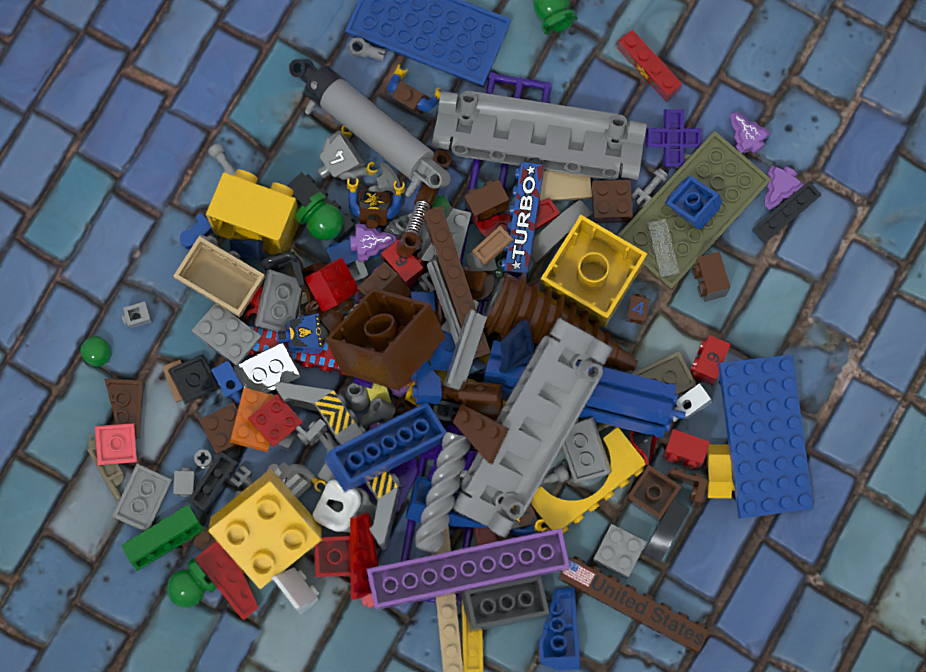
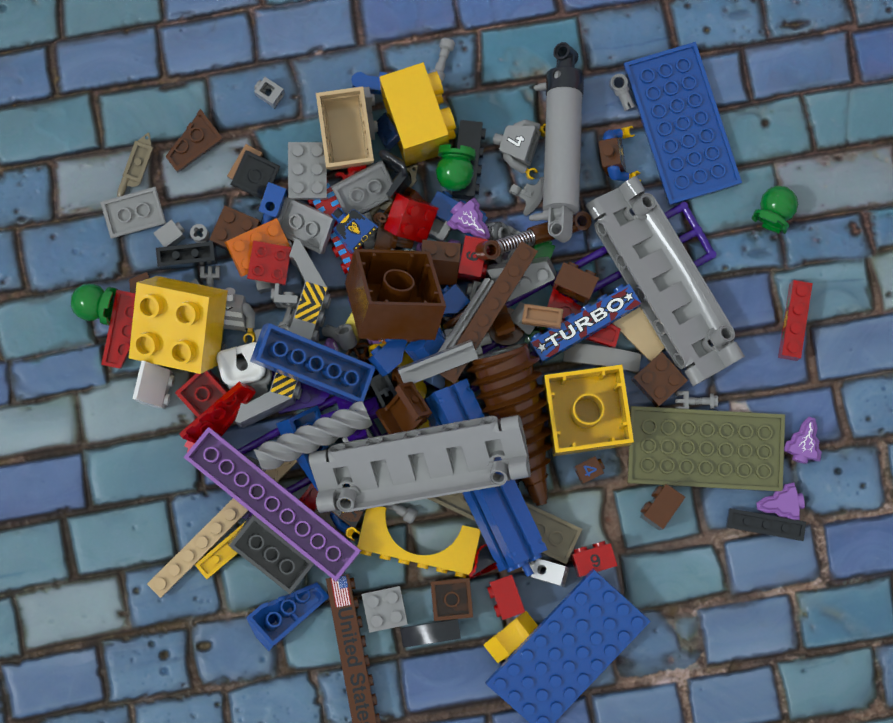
camera: 50 degrees right, 5 degrees up
(96, 351) = (217, 85): green hair -> none
(115, 444) = (156, 158): coral plate -> none
(162, 537) = (114, 252): green brick -> none
(356, 397) = (340, 309): light grey head -> none
(374, 207) = (501, 200): torso -> none
(481, 431) = (383, 428): reddish brown wing -> none
(516, 347) = (471, 401): dark blue plate -> none
(585, 451) = (440, 520): light grey tile -> none
(663, 248) = (653, 450): clear plate -> none
(673, 137) = (751, 386): dark purple plate -> none
(694, 202) = (711, 445): blue slope -> none
(696, 480) = (478, 633): reddish brown bracket -> none

